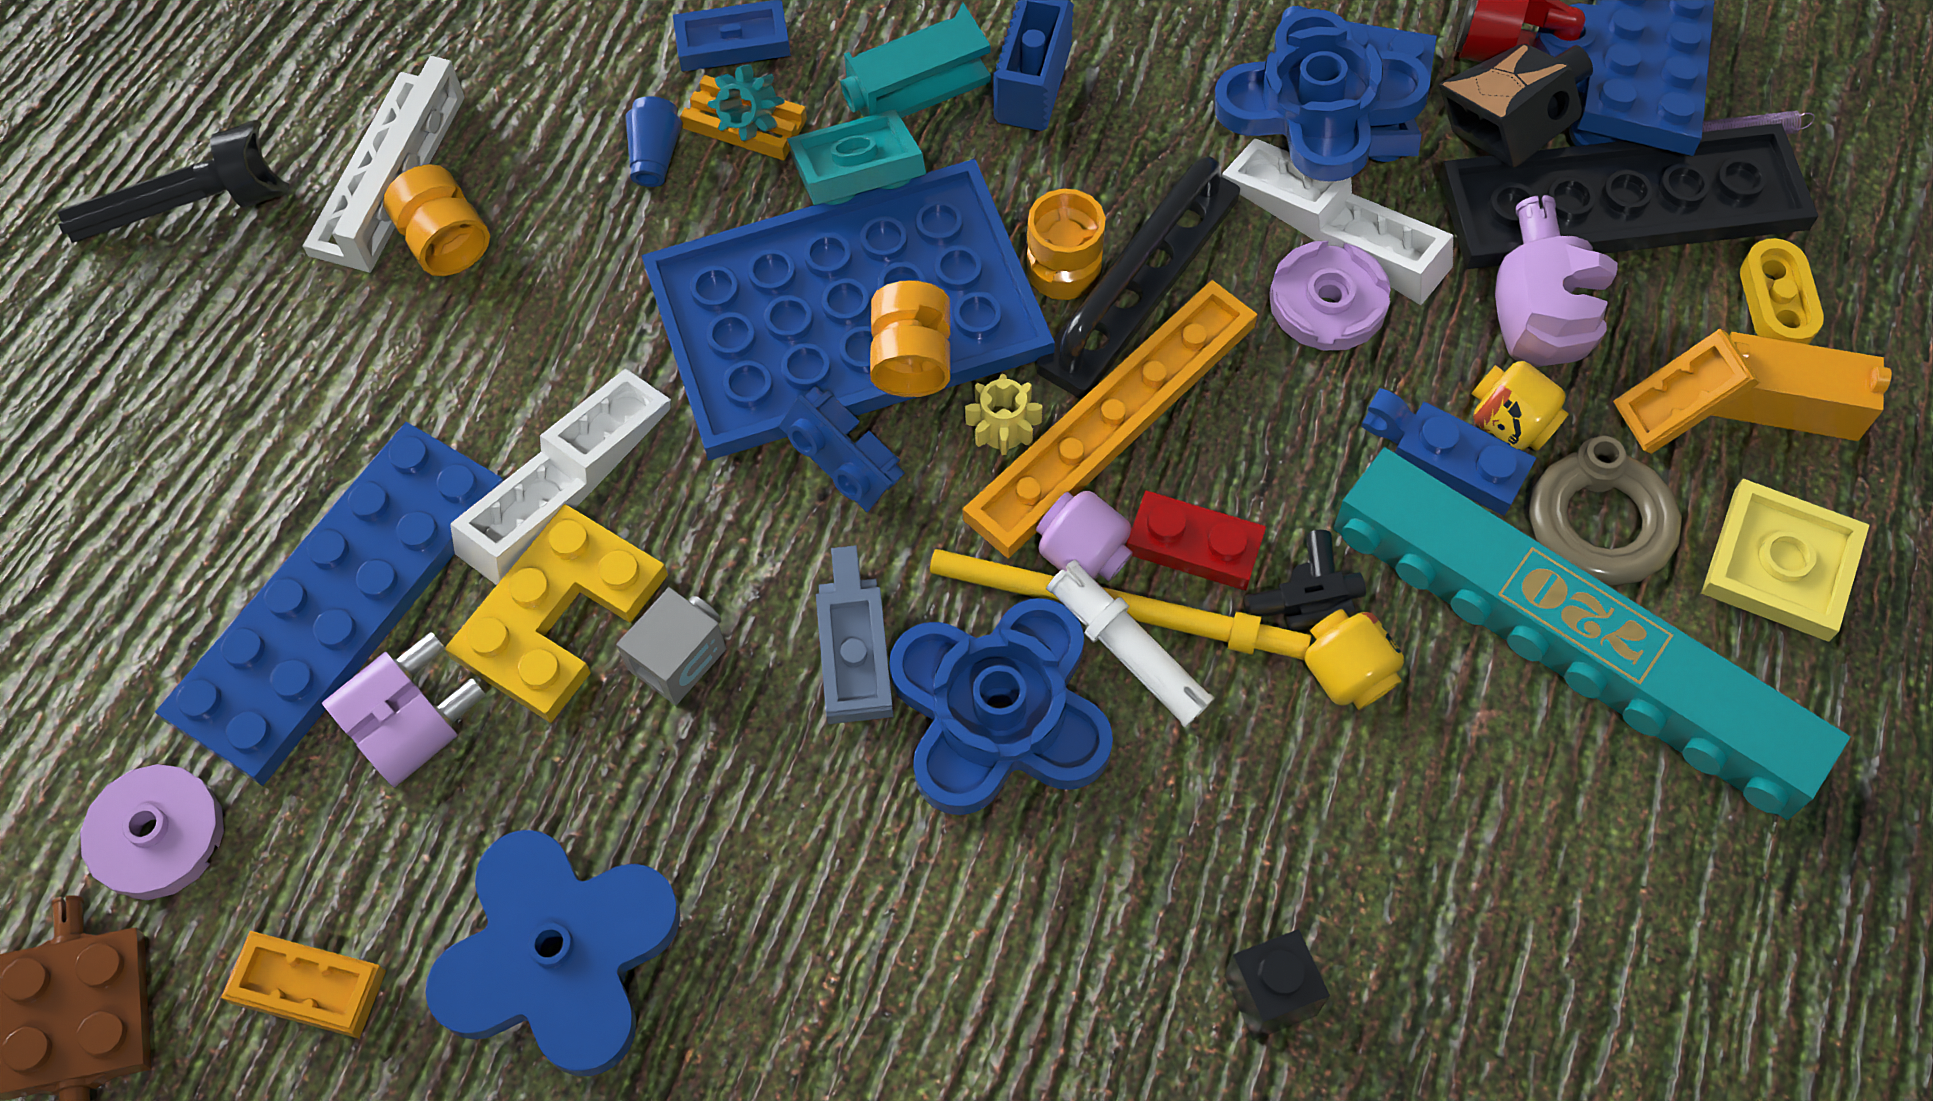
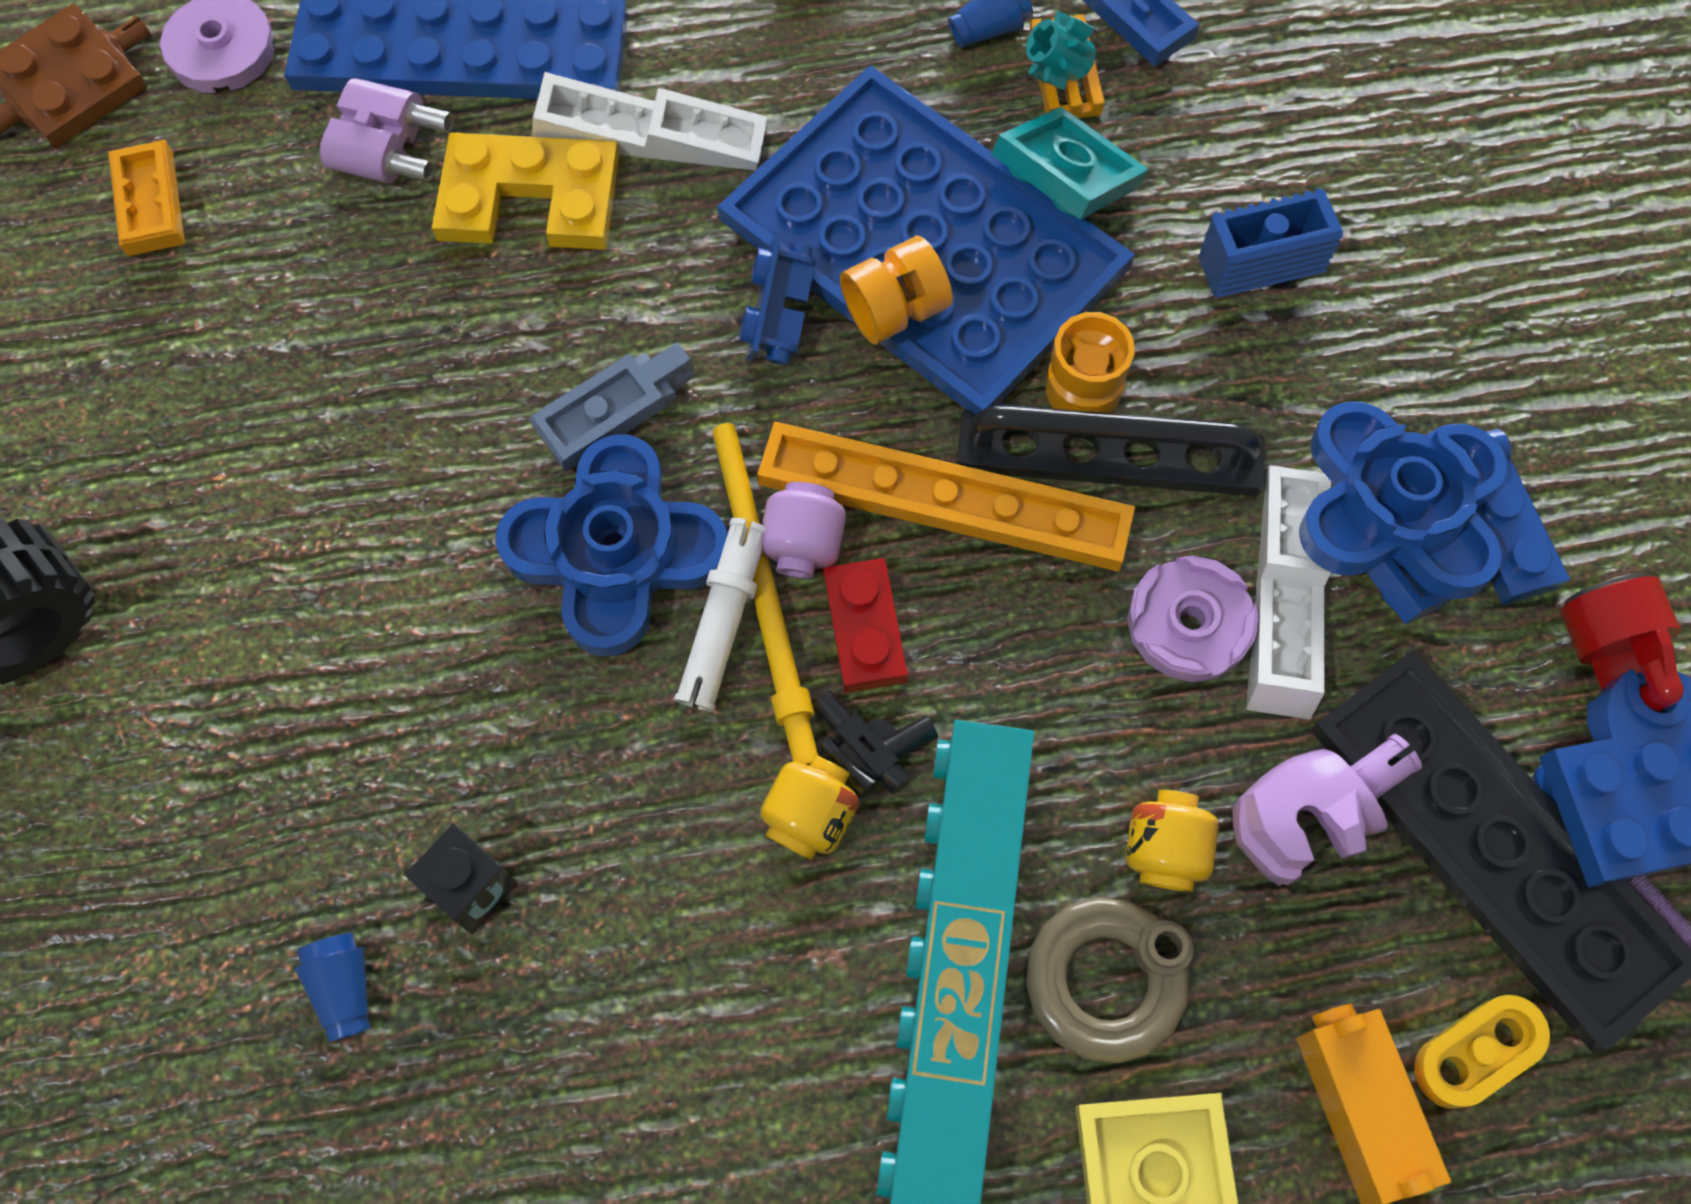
camera: 60 degrees right, 5 degrees up
(577, 995) = (239, 338): blue plant -> none
(673, 644) = (532, 279): light grey brick -> none
(918, 68) = (1201, 161): teal window -> none
(1003, 414) = (893, 392): light yellow gear -> none
(1451, 450) = (1091, 806): blue plate -> none
(1516, 100) = (1528, 683): black torso -> none
(1686, 391) = (1284, 993): light orange plate -> none

